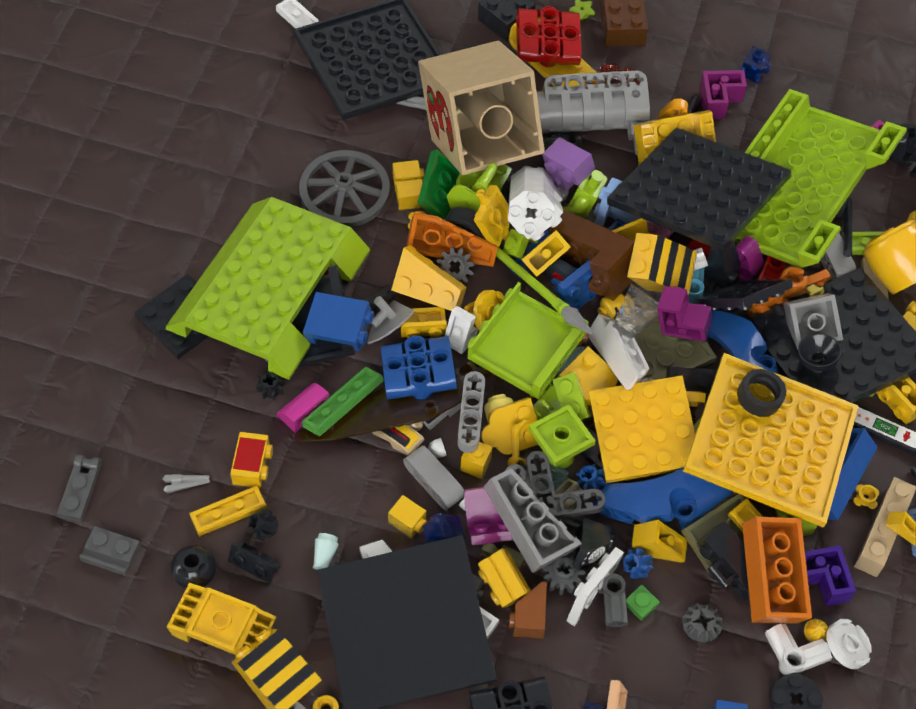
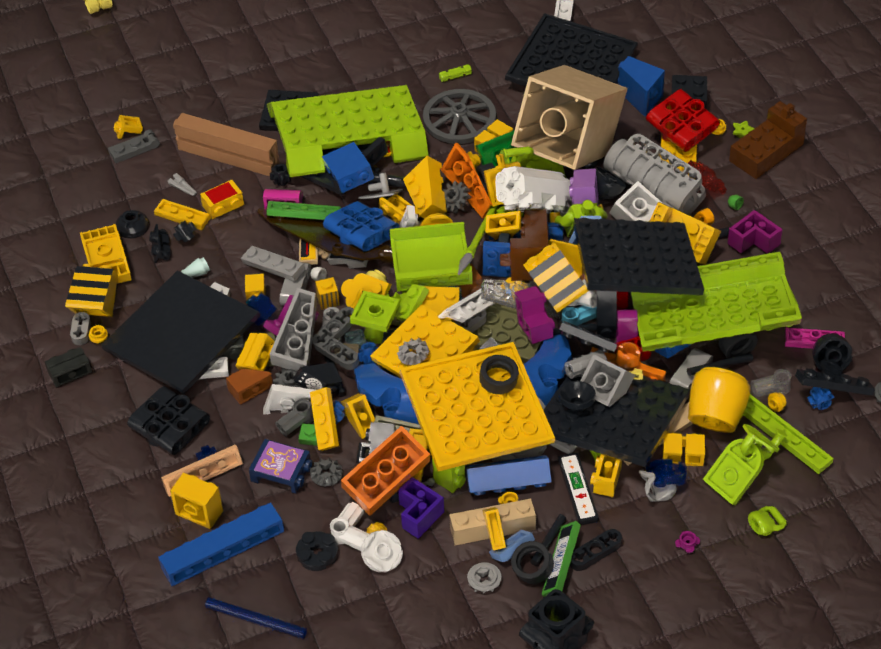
camera: 55 degrees right, 10 degrees down
(44, 472) = (127, 124): none -> yellow bracket
(110, 550) = (108, 185): dark grey plate -> none
(182, 402) = (226, 144): none -> medium nougat brick
(283, 150) = (455, 73): none -> lime axle
(393, 476) = (273, 263): none -> light grey plate
(460, 28) = (643, 82): none -> blue slope
(470, 411) = (330, 271): light grey beam -> none
(608, 145) = (635, 204): none -> white slope
(641, 447) = (411, 358): none -> light grey gear
(648, 576) = (324, 419): none -> yellow plate
(662, 77) = (735, 202): none -> bright green hinge
(666, 657) = (281, 464): none -> panel
(756, 64) = (807, 238): clear blue brick -> none
(773, 320) = (578, 365): none -> light grey axle
(897, 209) = (779, 383): none -> clear piece

